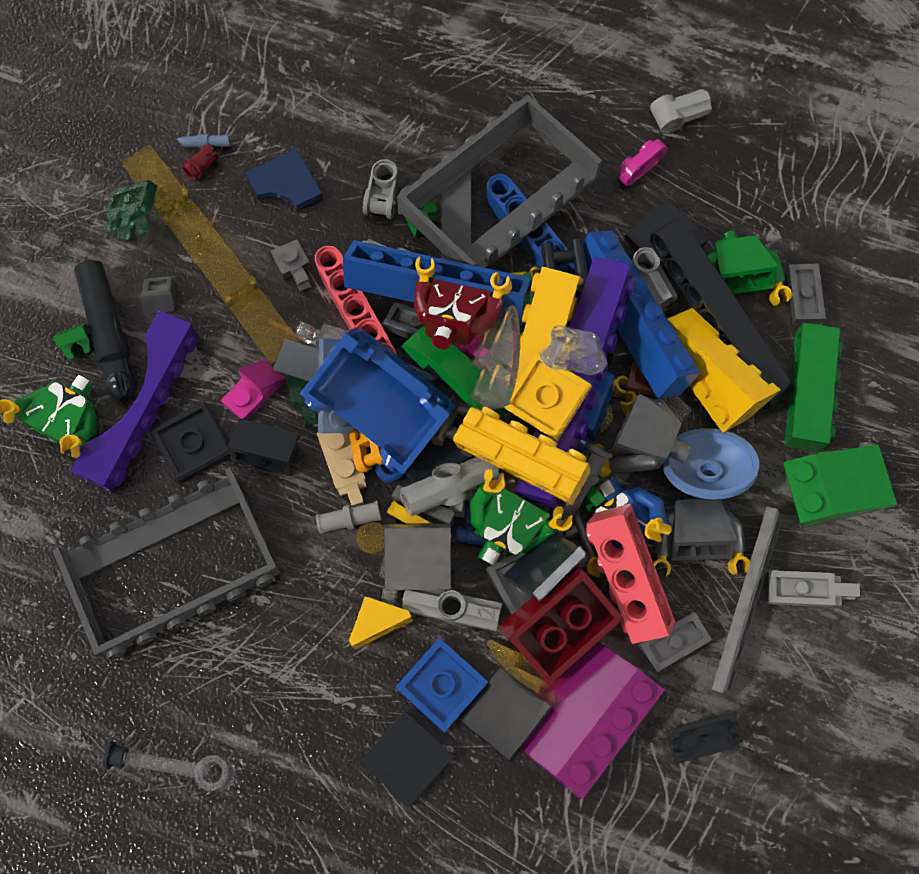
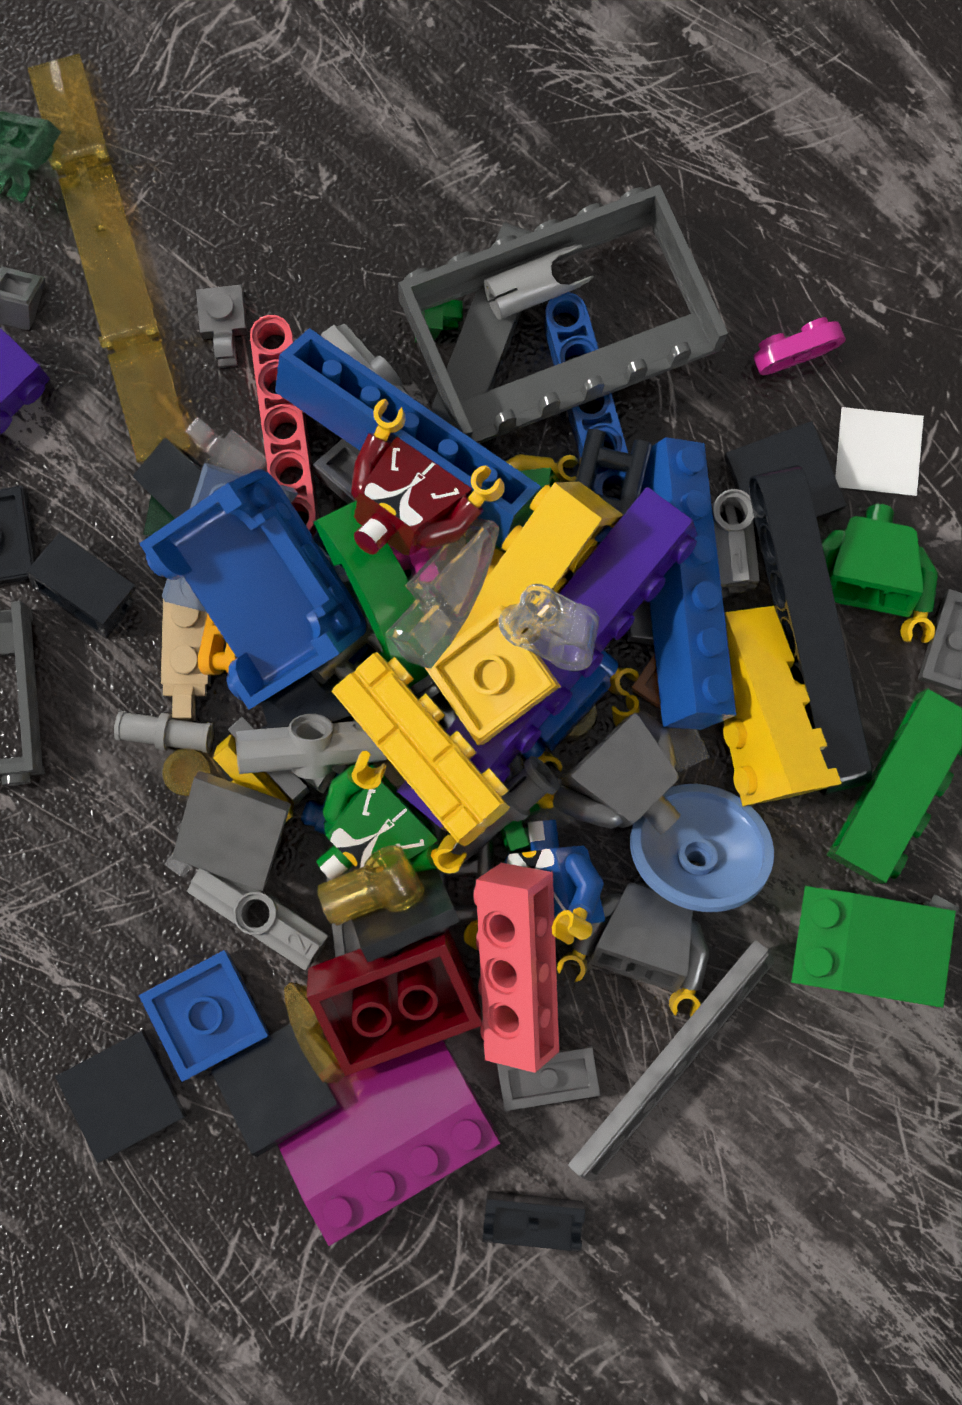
camera: 20 degrees right, 10 degrees up
(198, 163) = (139, 111): dark red pin -> none
(202, 139) = (163, 78): sand blue piece -> none
(253, 390) = (97, 492): dark pink slope -> none
(285, 179) = (260, 181): dark blue tile -> none
(377, 620) = (146, 891): yellow slope -> none
(382, 194) = (390, 260): light grey piece -> none
(472, 176) = (527, 285): none -> light grey piece
(527, 550) = (383, 881): none -> clear yellow piece
(673, 112) = (880, 282): light grey piece -> none
(712, 205) = (879, 451): none -> white sticker
(808, 589) = (767, 1075): light grey hinge -> none

